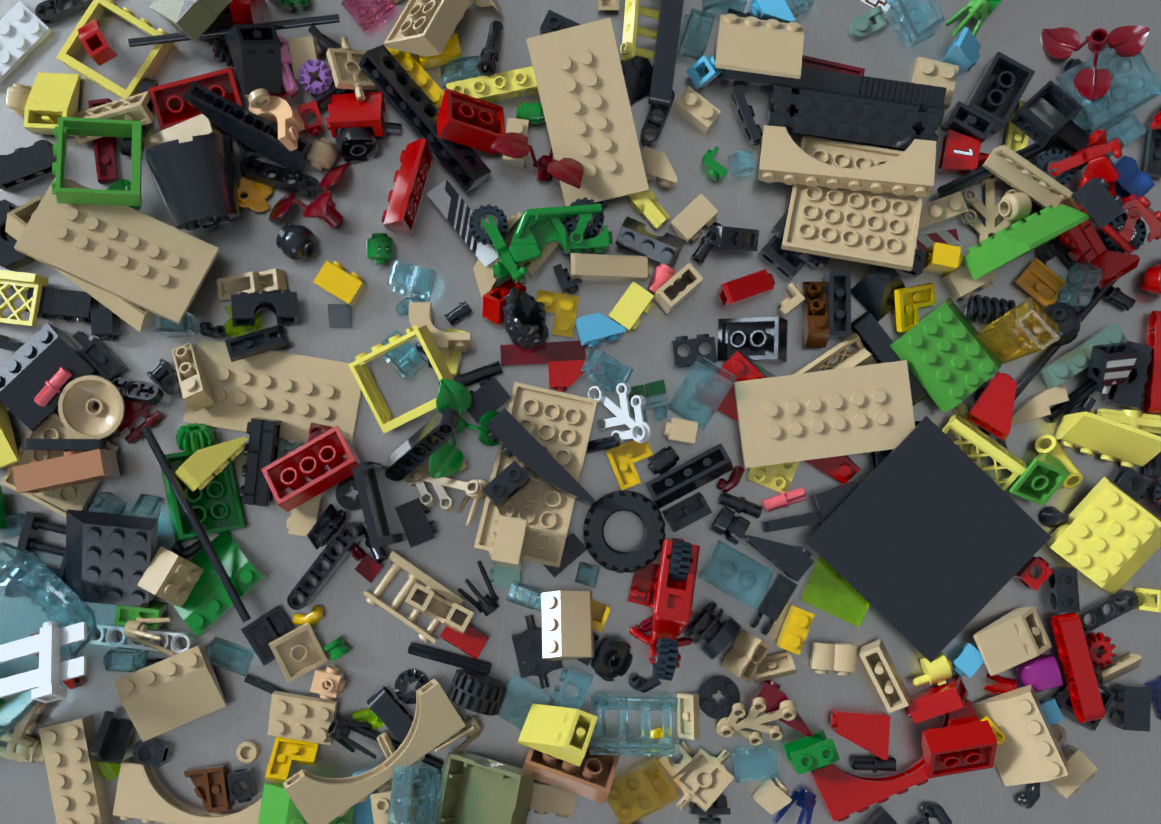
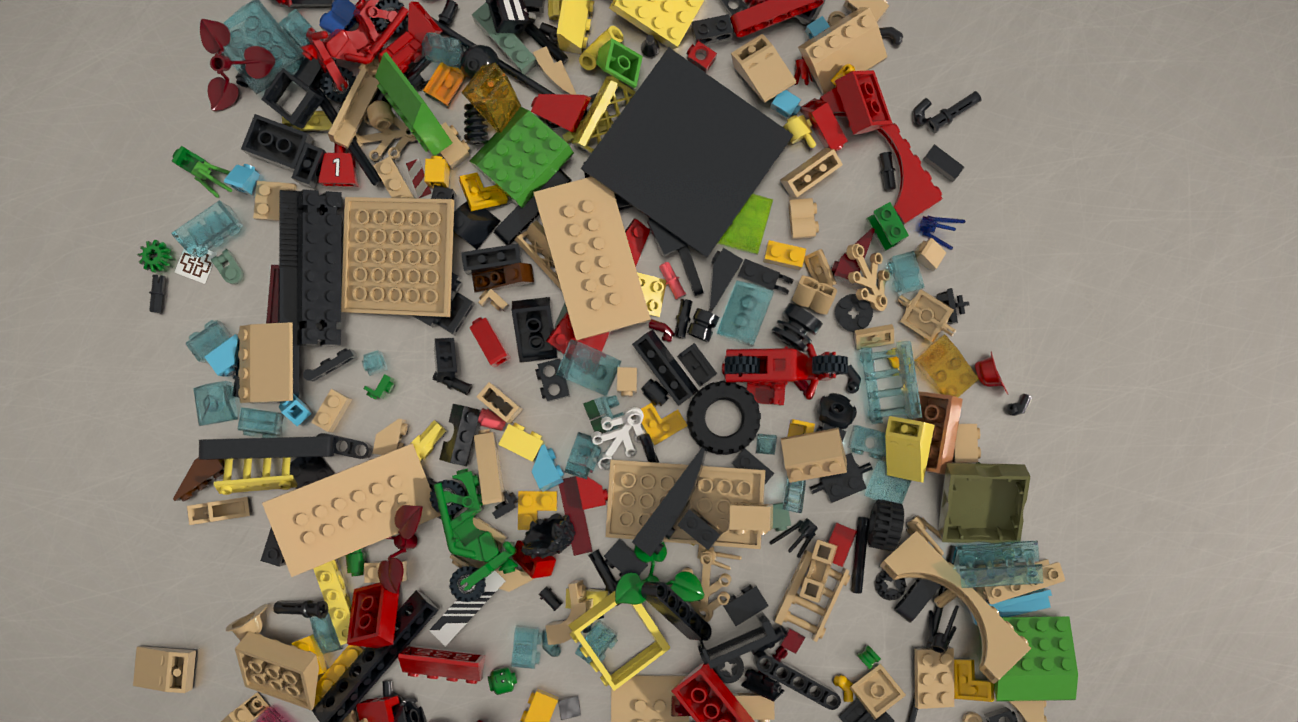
camera: 100 degrees left, 0 degrees up
(321, 685) = (902, 666): light nougat brick -> none
(369, 716) = (922, 618): clear neon green arm -> none
(674, 767) = (920, 342): tan brick -> none
(694, 218) = (432, 398): tan brick -> none
(863, 728) = (859, 183): red slope -> none
(906, 174) = (367, 216): tan arch -> none
(1040, 672) = (786, 40): magenta piece -> none
(1098, 202) = (372, 47): black slope -> none

